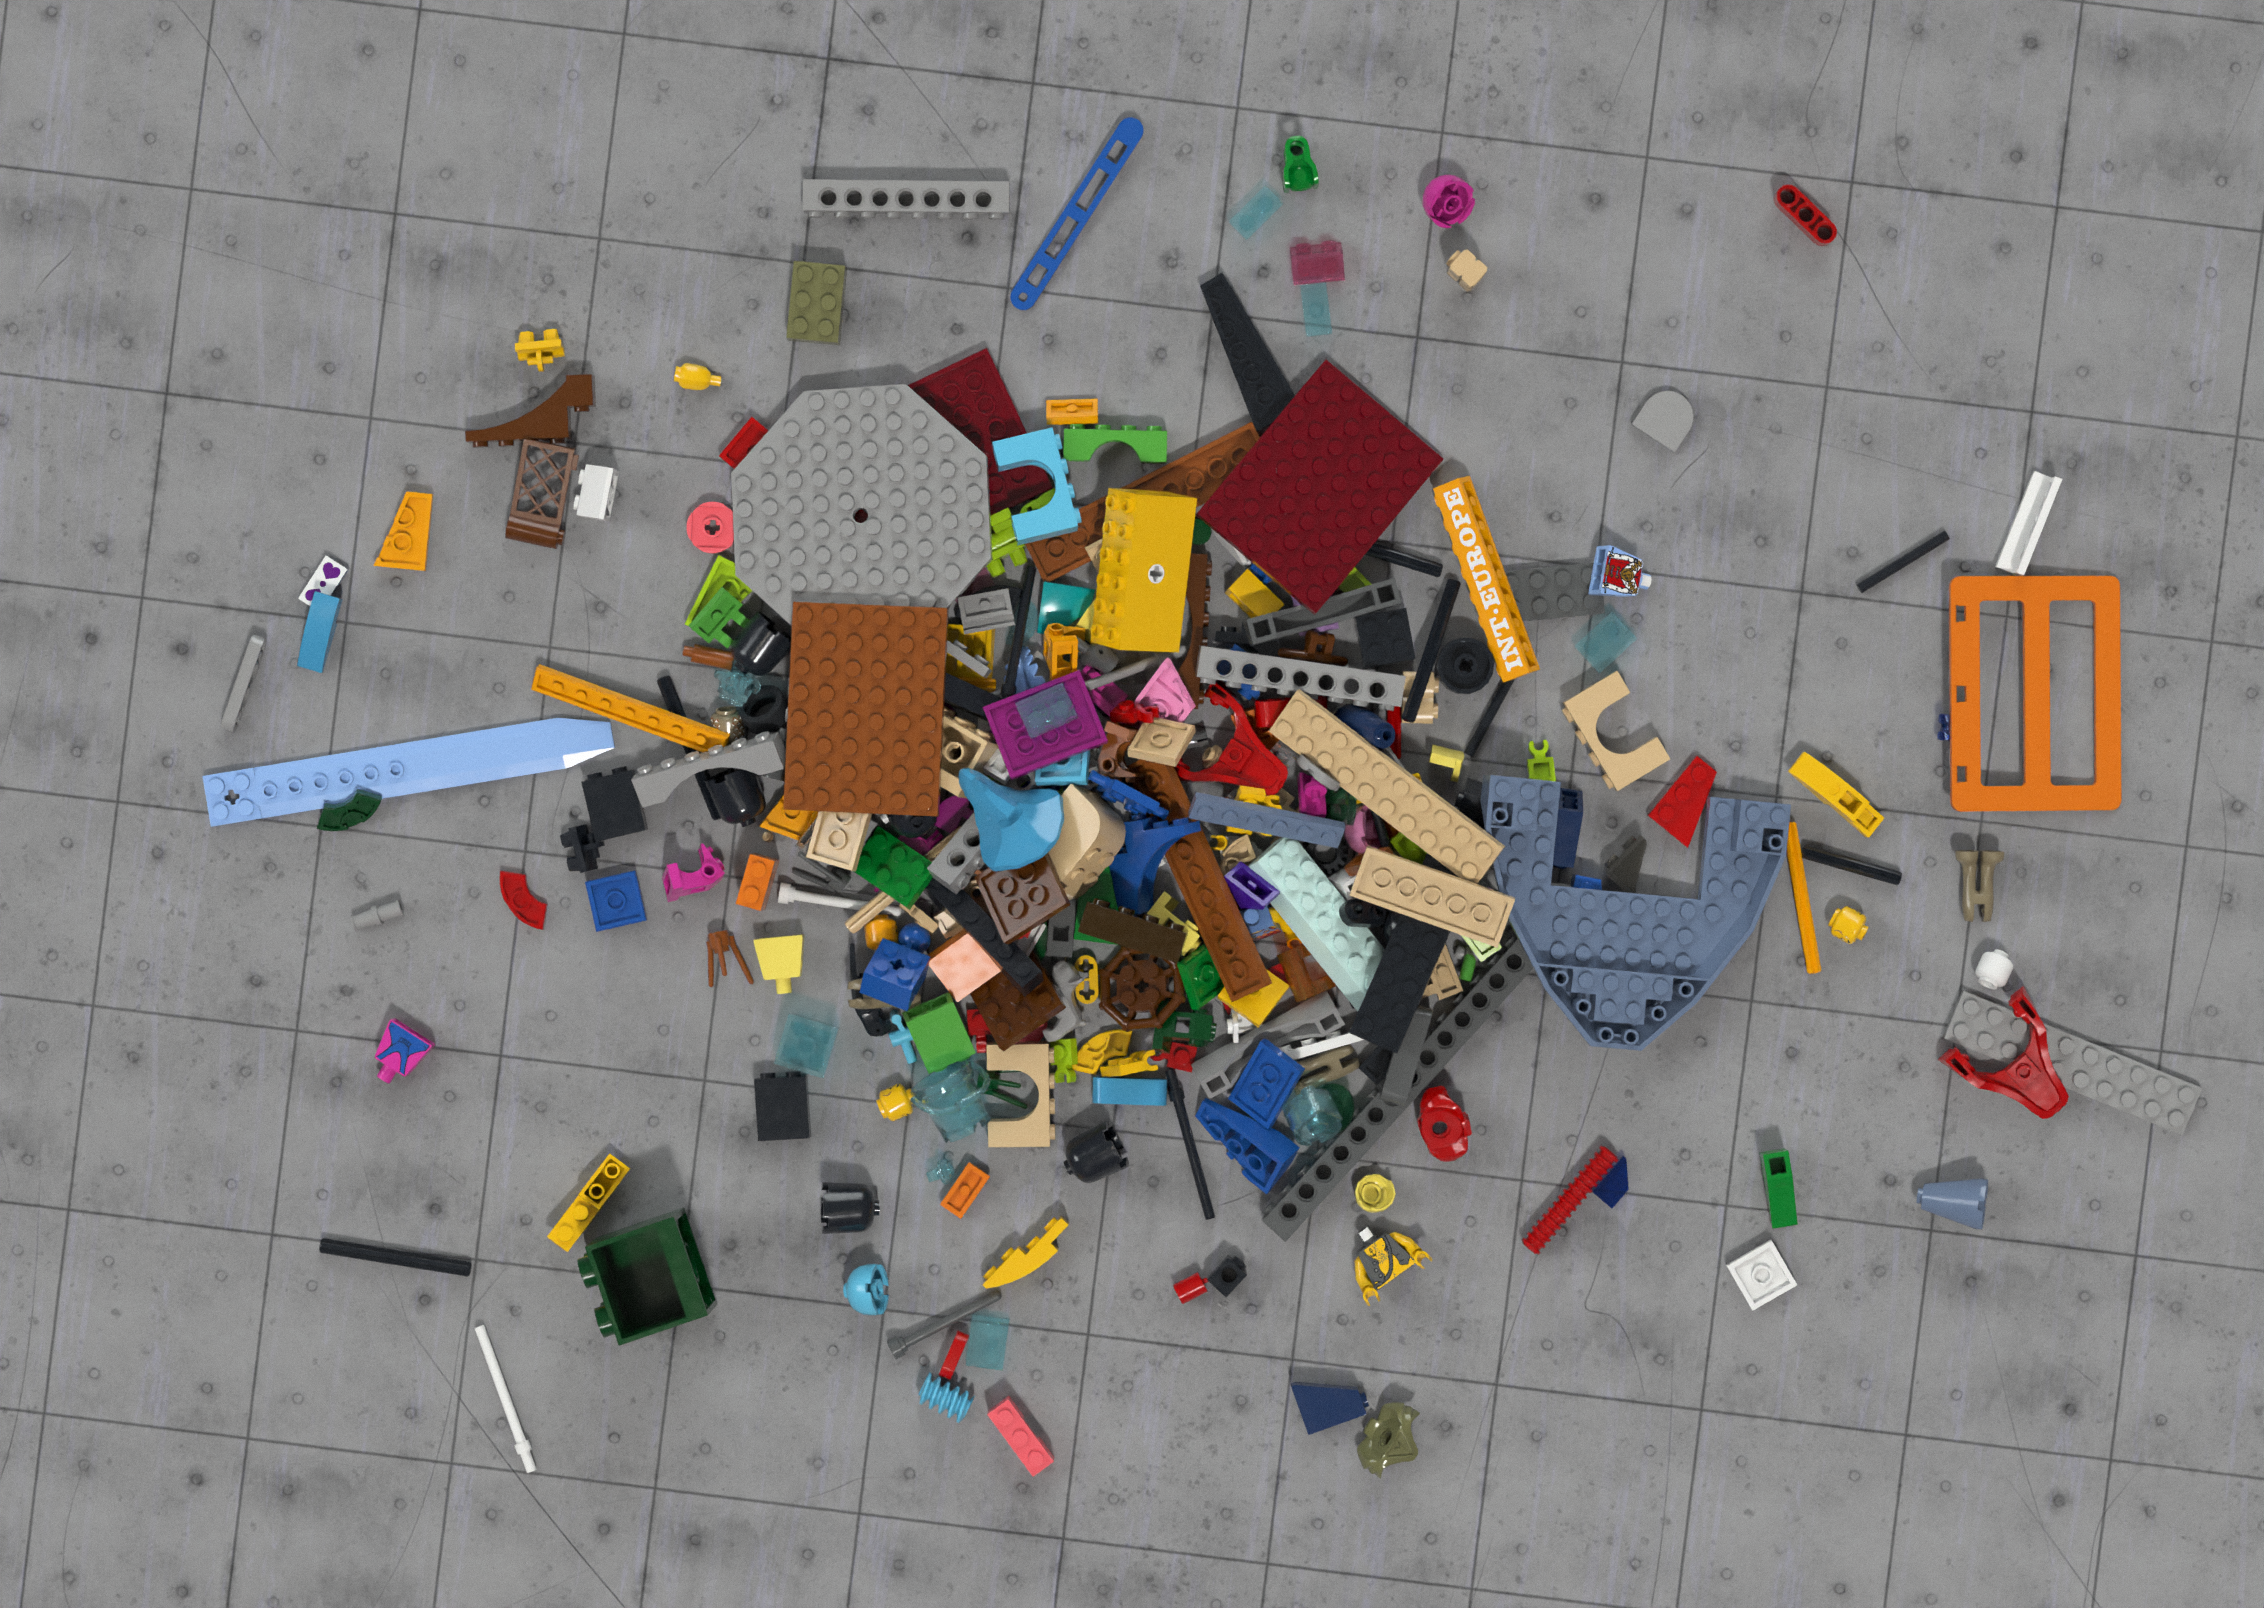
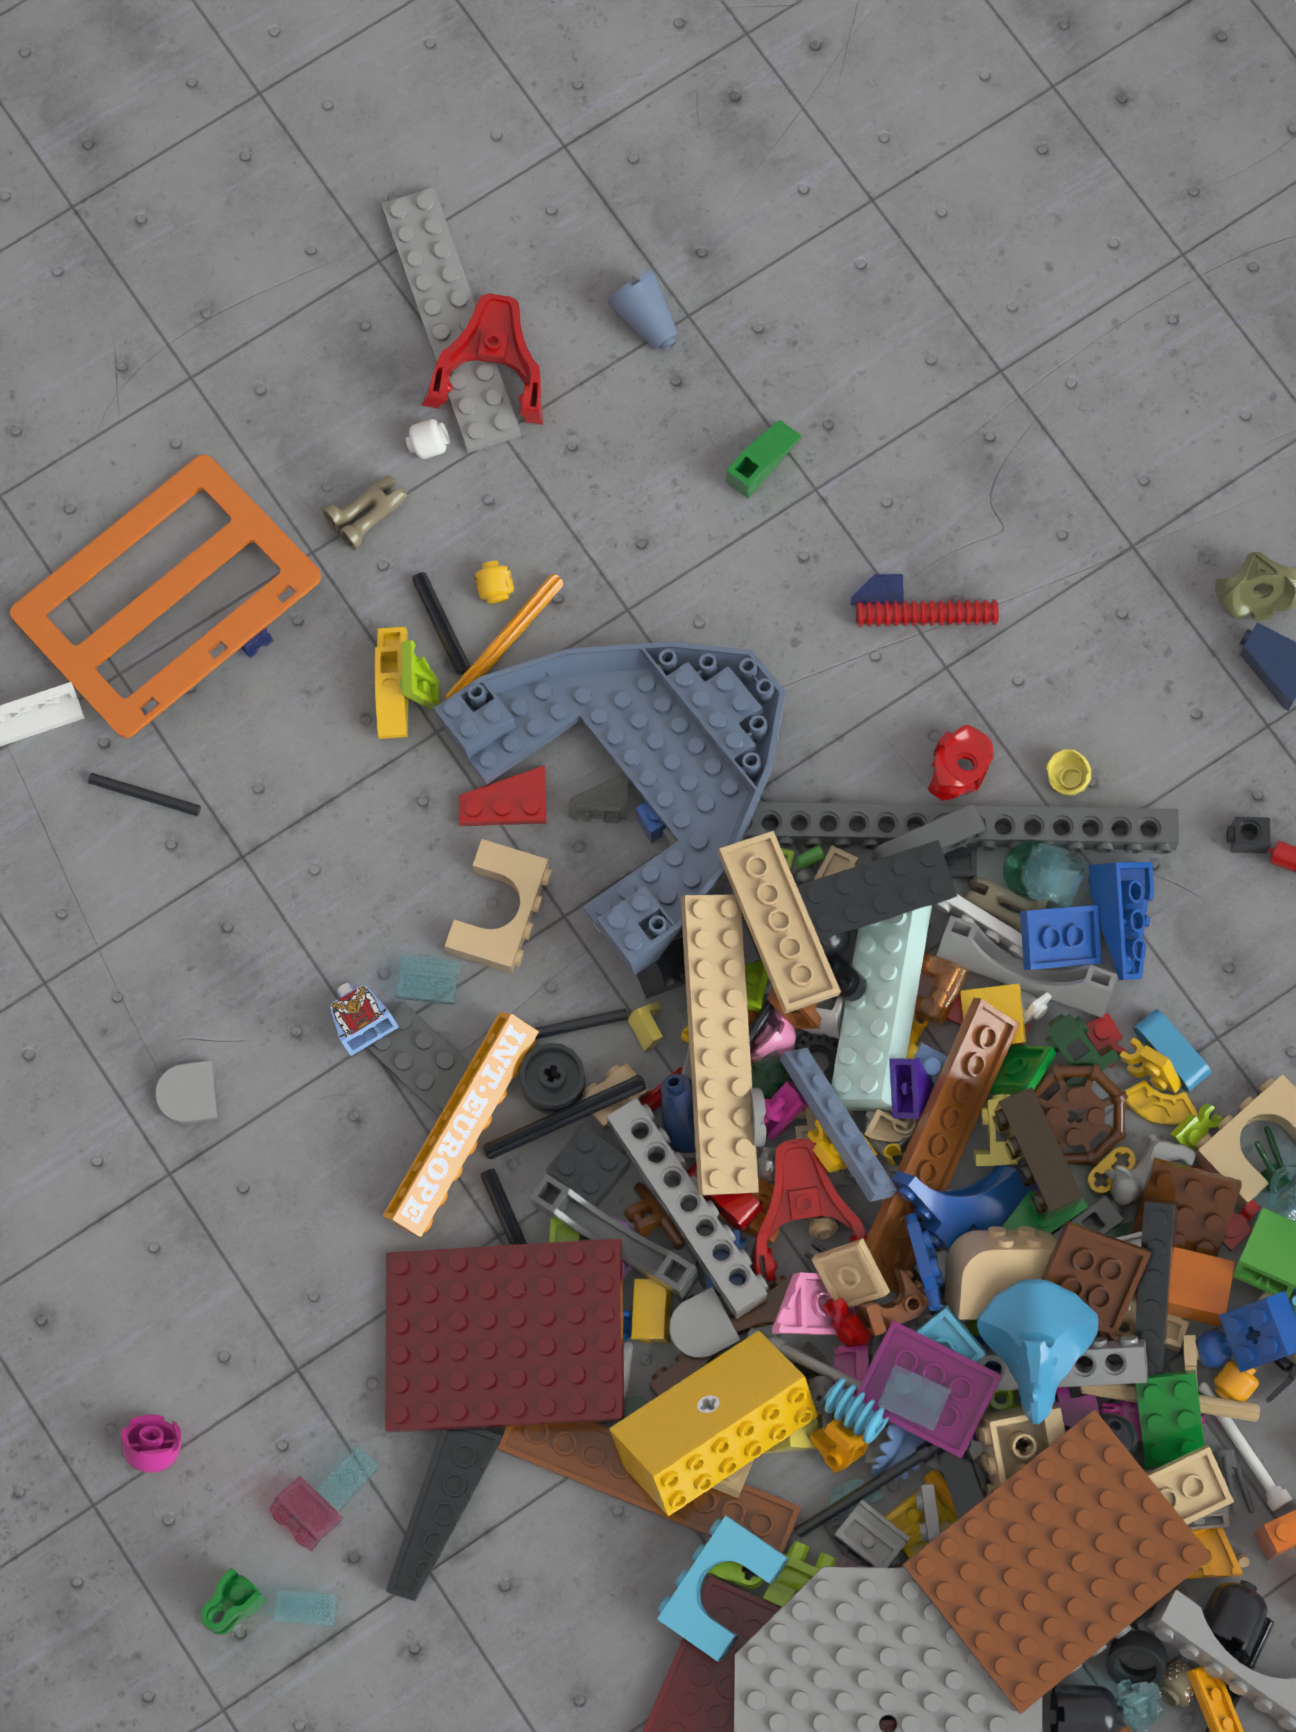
camera: 130 degrees left, 15 degrees down
(996, 768) = (1002, 1400): white plate -> none
(1062, 604) = (805, 1475): teal brick -> none
(1071, 664) = (854, 1411): none -> medium azure piece
(1072, 411) = (626, 1618): light orange plate -> none
(1082, 442) = (647, 1582): bright green arch -> none
(1095, 1154) = (1253, 1030): black cylinder -> none
(1176, 1096) = (1140, 1007): black bar -> none
(1214, 619) = (702, 1326): none -> light grey tile
(1384, 1259) = (1116, 718): torso -> none
(1466, 269) = (200, 1373): tan brick -> none
(1541, 766) = (585, 942): lime plate -> none
(1568, 827) = (612, 871): dark blue slope -> none
(1761, 1275) = (847, 412): white plate -> none
(1820, 812) = (417, 679): none -> lime wing

